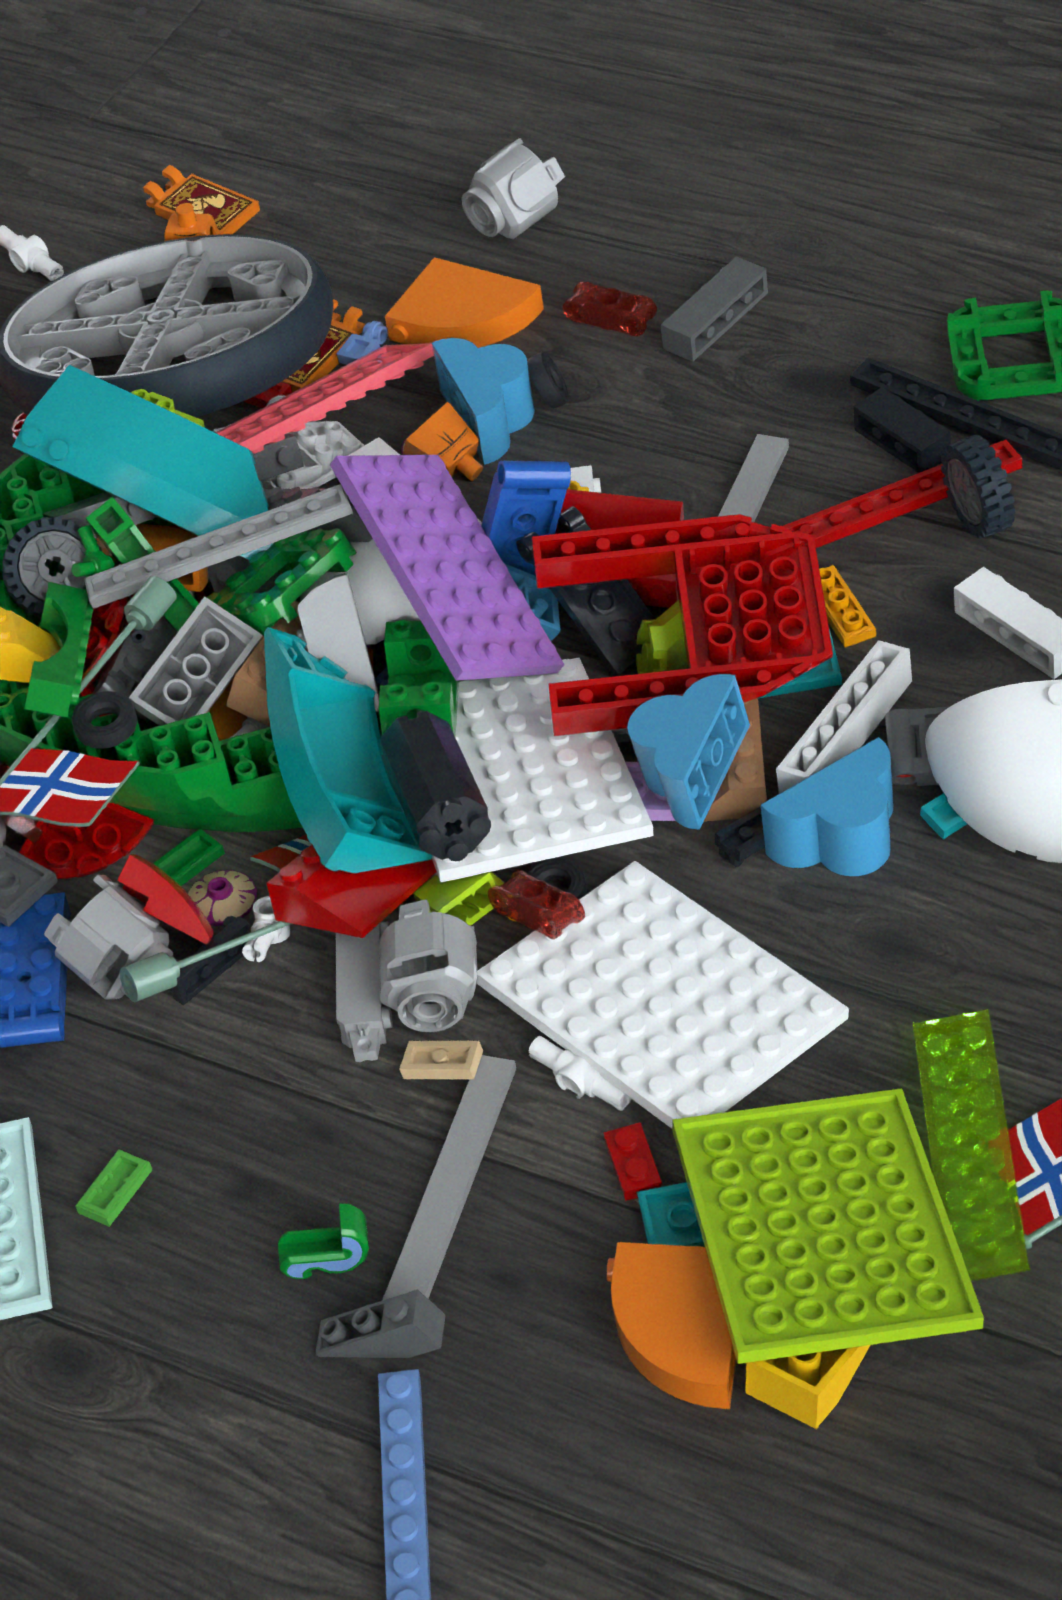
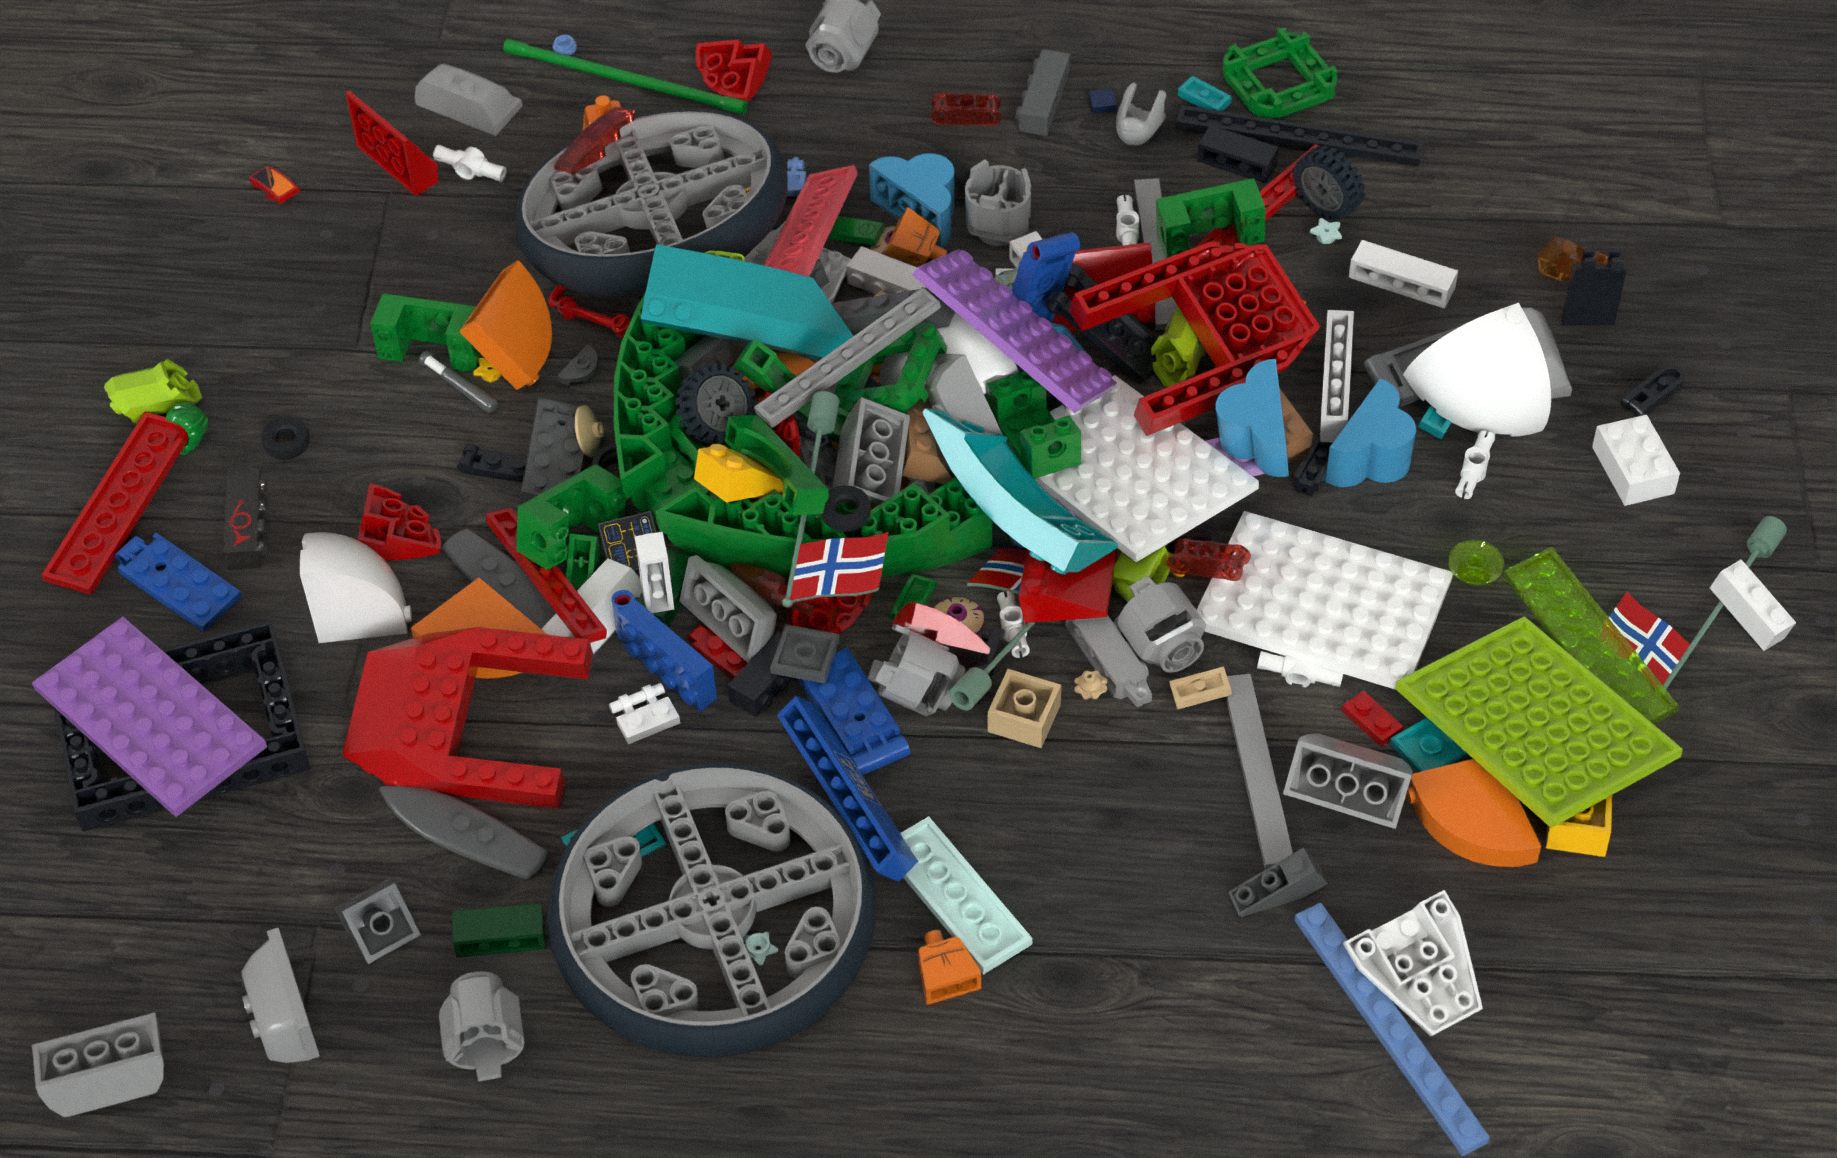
camera: 30 degrees left, 5 degrees up
(71, 182) = (467, 98): none -> light grey windscreen
(95, 559) = (754, 392): green piece -> none
(113, 1188) = (1022, 847): bright green plate -> none
(136, 253) = (591, 142): none -> clear red slope
(213, 147) = (565, 45): none -> medium blue plate
(215, 1022) = (1024, 708): none -> tan brick
(226, 206) = (575, 91): tile -> none
(316, 1018) = (1090, 685): none -> tan plant
(325, 1248) = (1208, 840): green animal -> none
(346, 246) = (725, 102): none -> green piece
(379, 208) = (733, 67): none -> red brick
(394, 420) = (856, 230): none -> green tile
(435, 786) = (1107, 493): black brick -> none
(462, 304) = (852, 132): orange brick -> none
(484, 1488) = (1421, 964): none -> white wedge
(538, 1221) = (1349, 779): none -> light grey windscreen
(558, 417) = (997, 203): none -> light grey piece
(712, 485) = (1127, 221): none -> white pin
(782, 334) = (1102, 100): none -> dark blue tile
(800, 367) = (1137, 125): none -> light grey hair
(835, 485) = (1231, 205): none -> green plate
(886, 992) = (1477, 554): none -> clear neon green dish
(907, 352) = (1204, 95): none -> teal plate
(957, 549) = (1326, 237): none -> light aqua plate
(960, 880) = (1475, 464): none -> white pin

